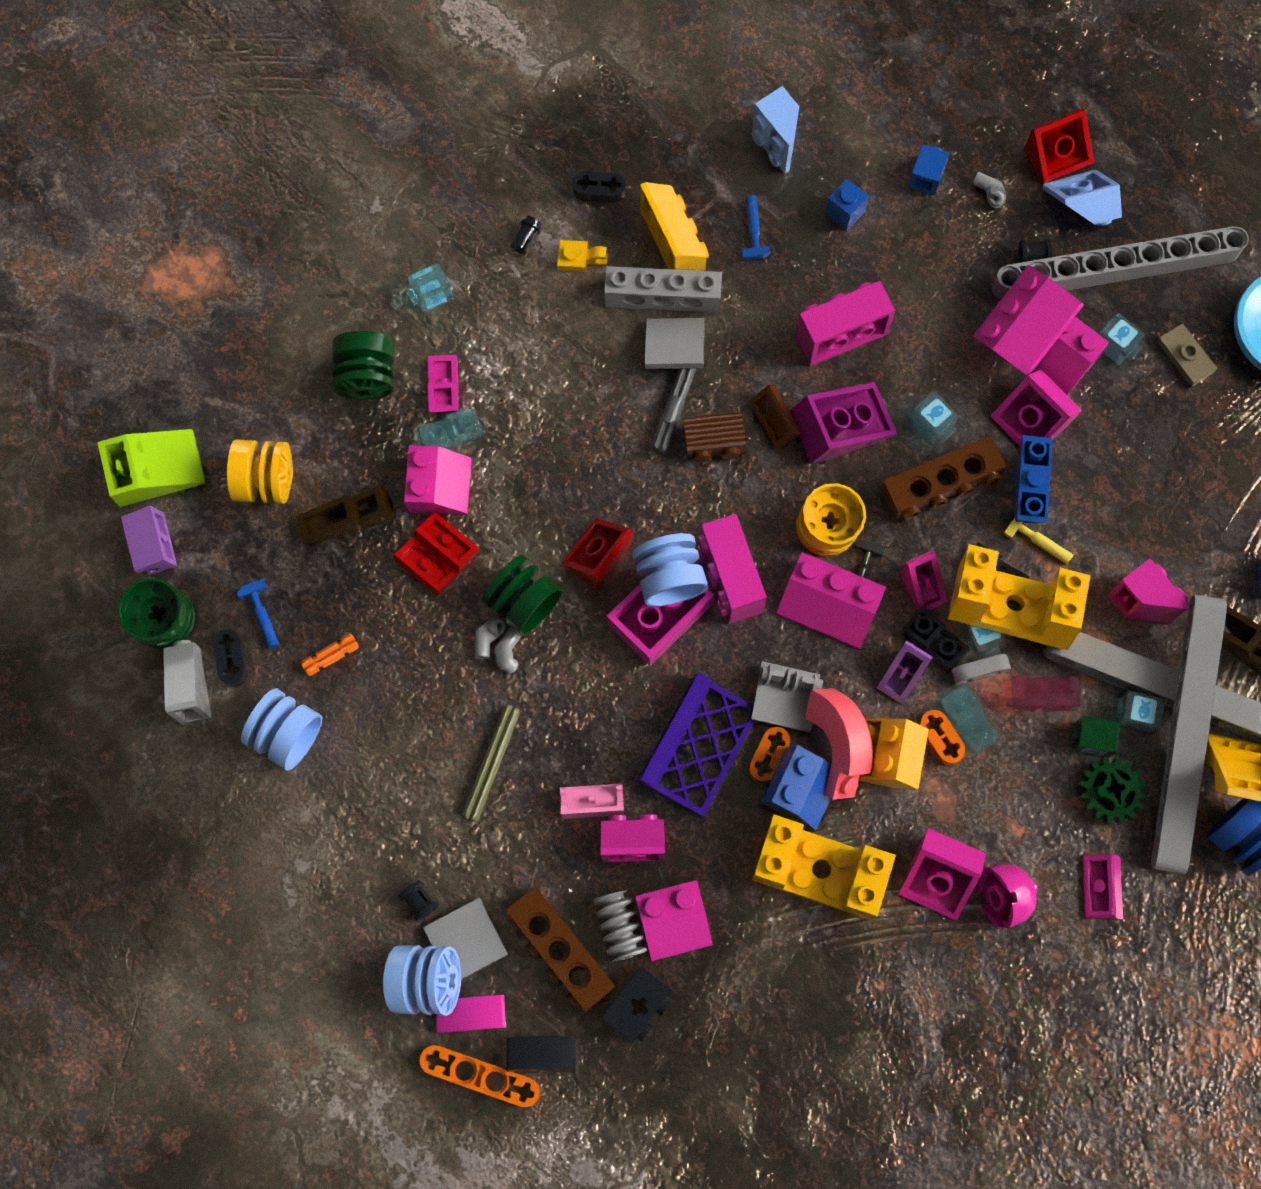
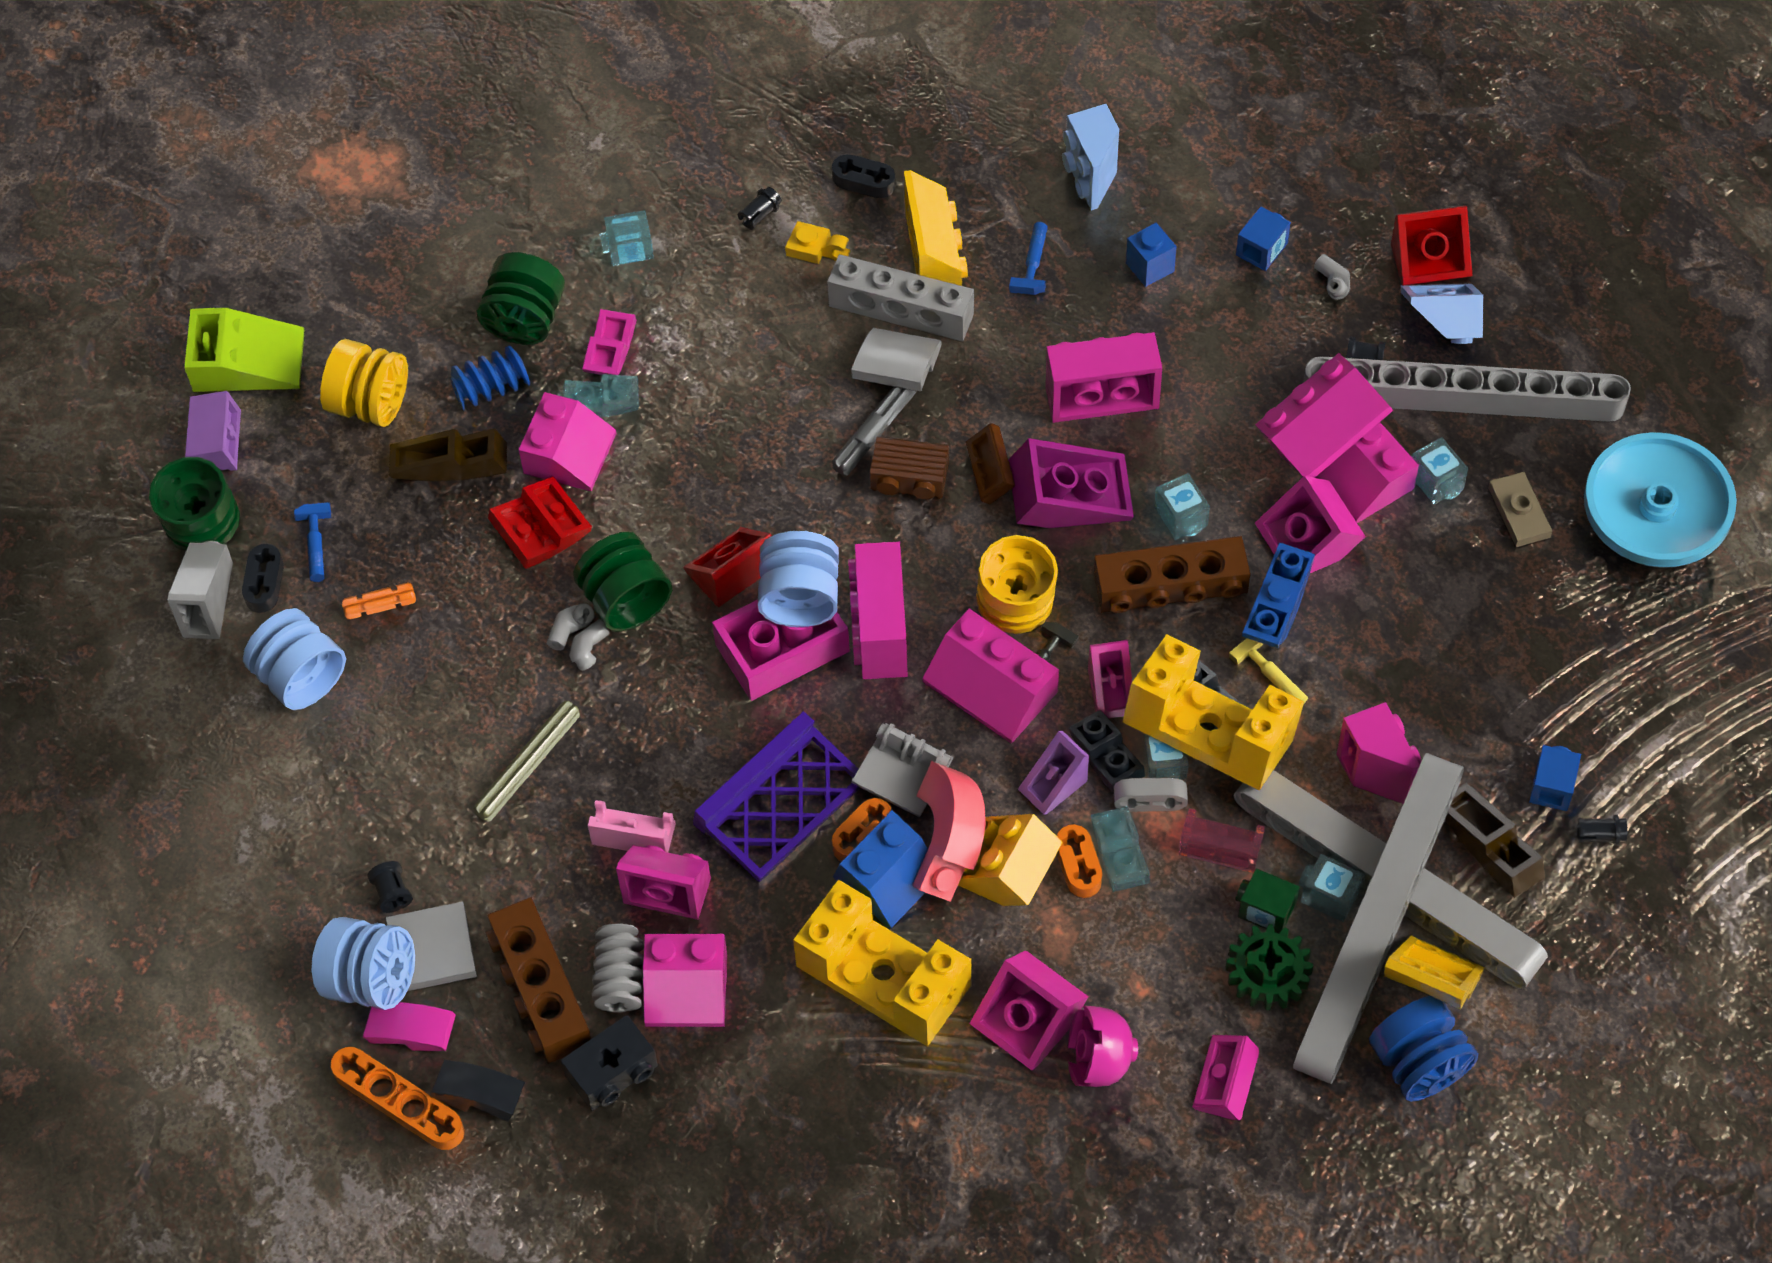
camera: 15 degrees right, 15 degrees down
(356, 438) = (488, 376): none -> blue piece

